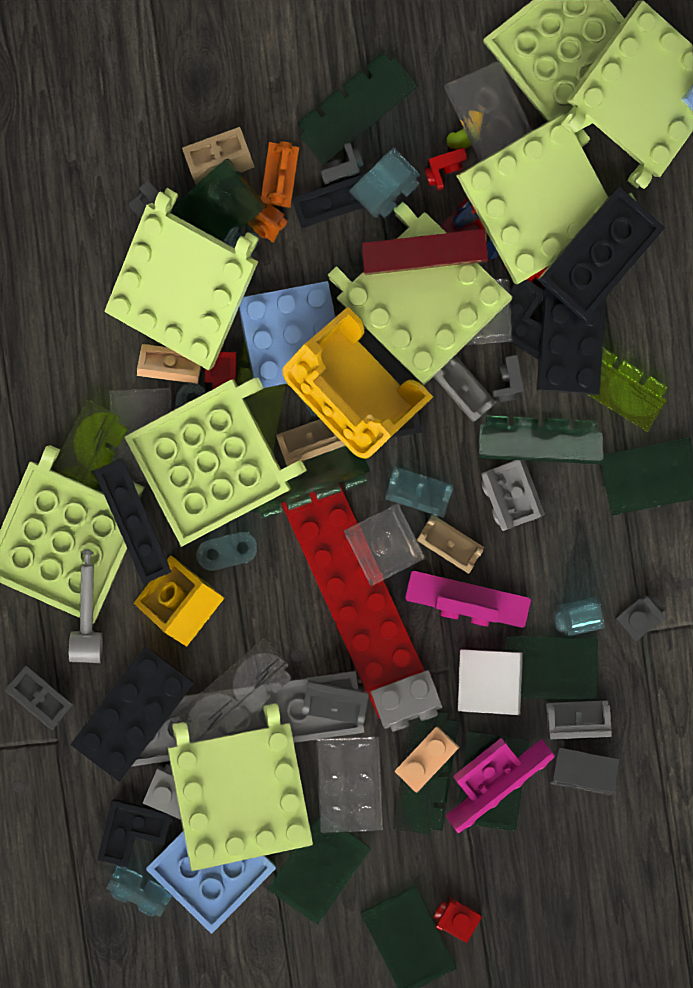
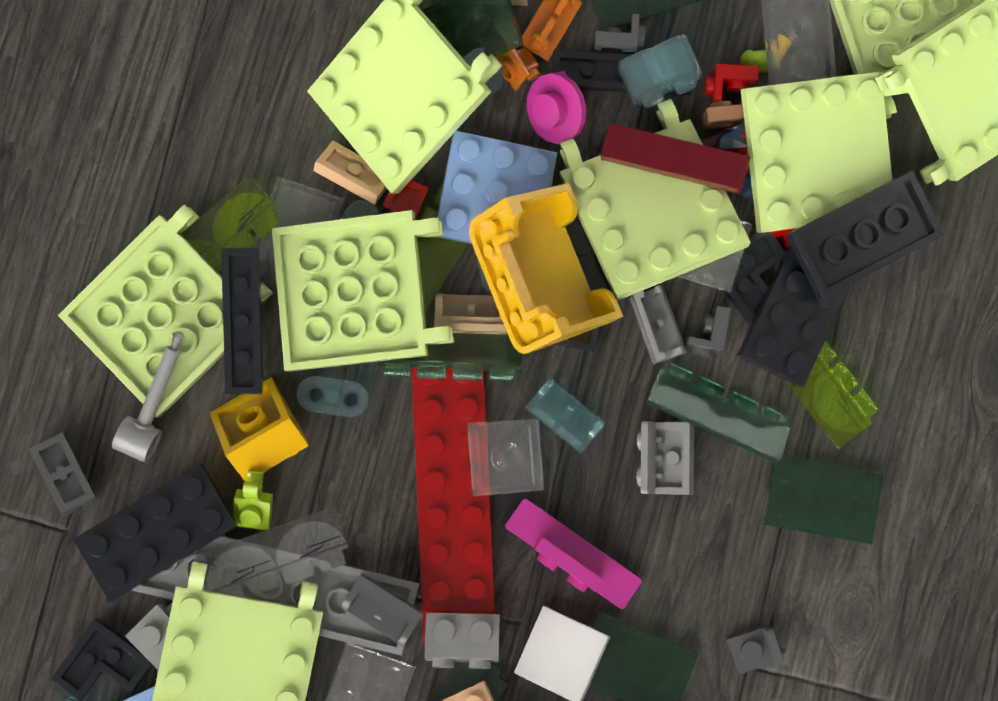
camera: 20 degrees right, 5 degrees down
(199, 662) = (253, 506): none -> lime plate
(313, 246) = (556, 107): none -> dark pink piece
(449, 197) = (722, 115): none -> nougat plate
(450, 543) = (577, 485): tan hinge -> none
(579, 617) = (689, 622): clear light blue brick -> none

